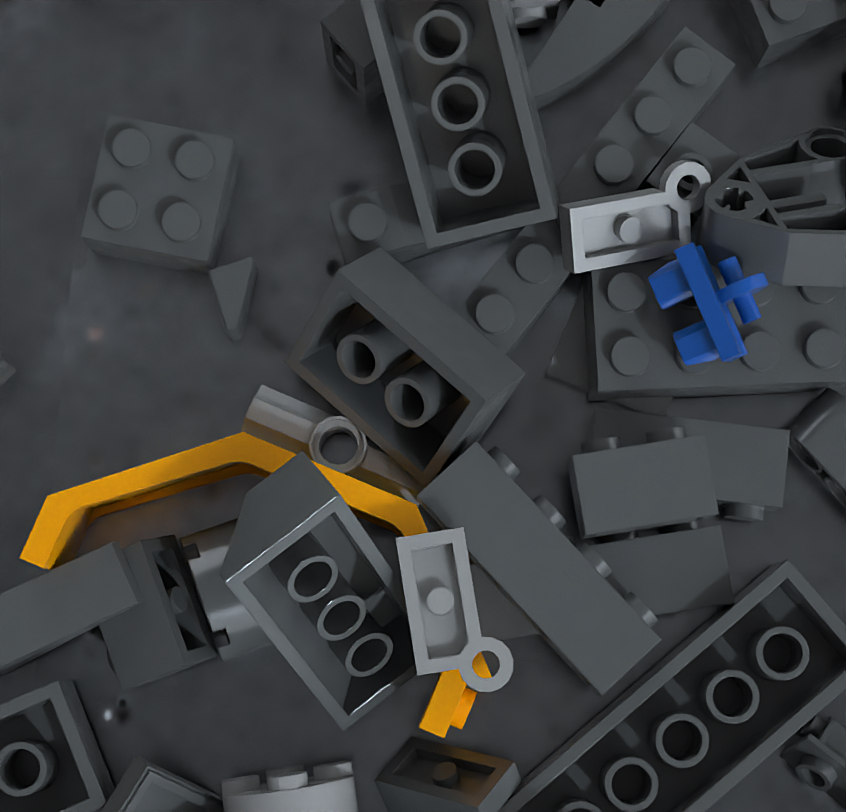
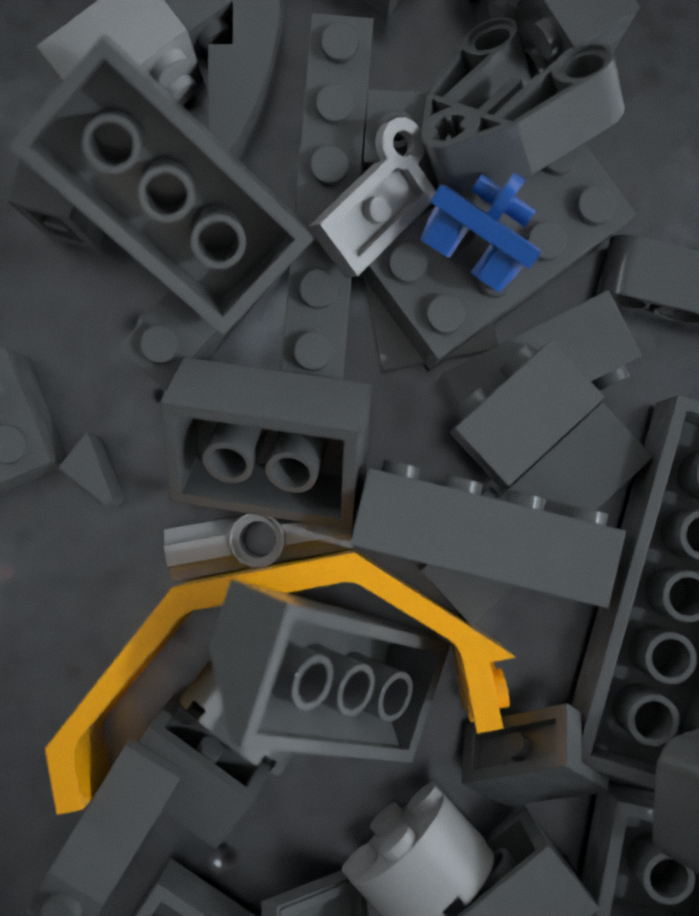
camera: 35 degrees left, 5 degrees up
(445, 610) = (437, 628): light grey hinge -> none

